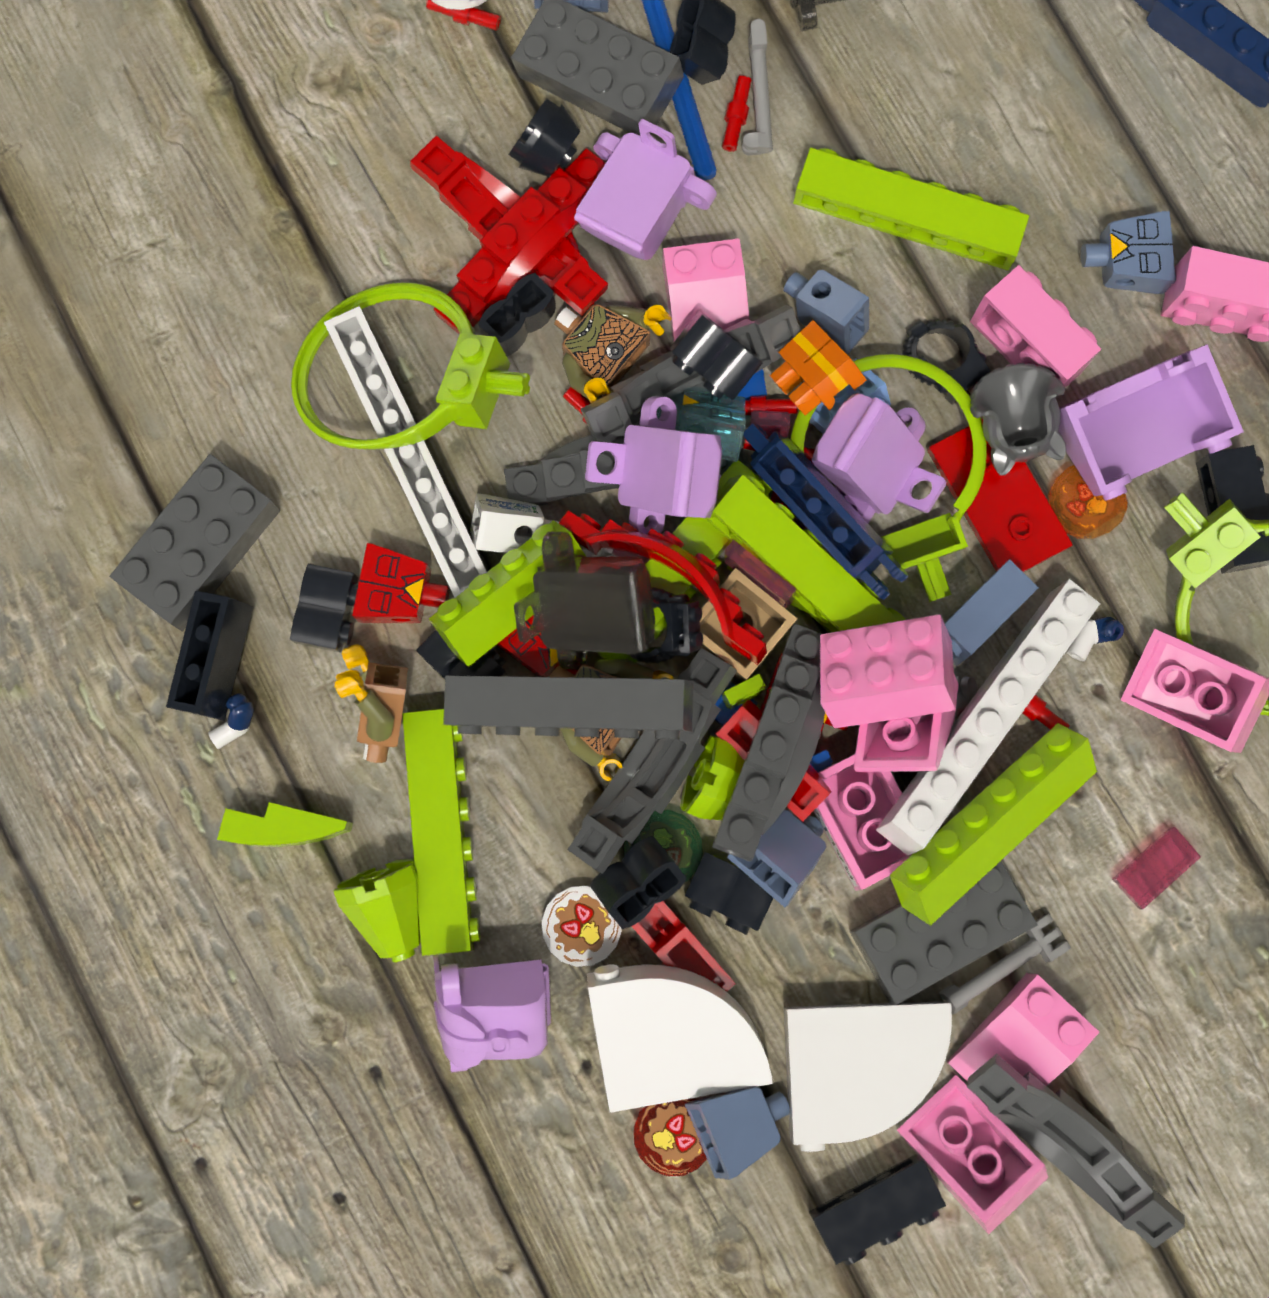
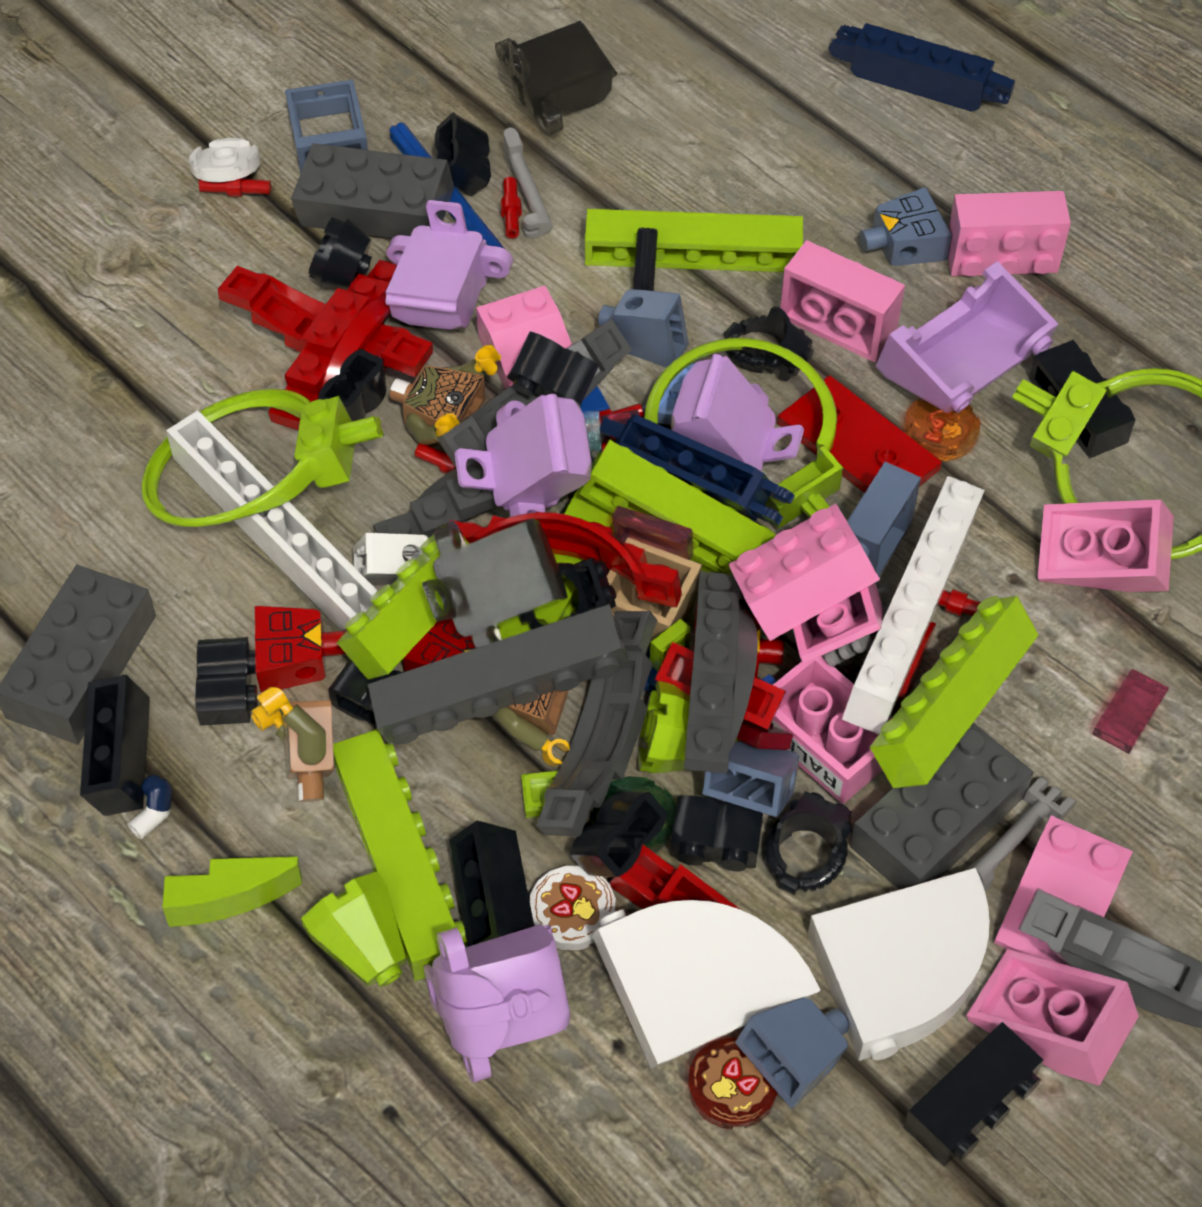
camera: 15 degrees left, 25 degrees down
(512, 901) = (490, 882): none -> black brick
(582, 798) = (534, 788): none -> lime tile
(794, 827) = (764, 739): none -> dark red tile
(820, 366) = (650, 361): orange hips -> none
(836, 908) = (813, 815): none -> black piece
(850, 230) = (645, 259): none -> black axle
(1019, 414) = (853, 359): dark grey hair -> none
(1095, 632) = (990, 528): arm -> none

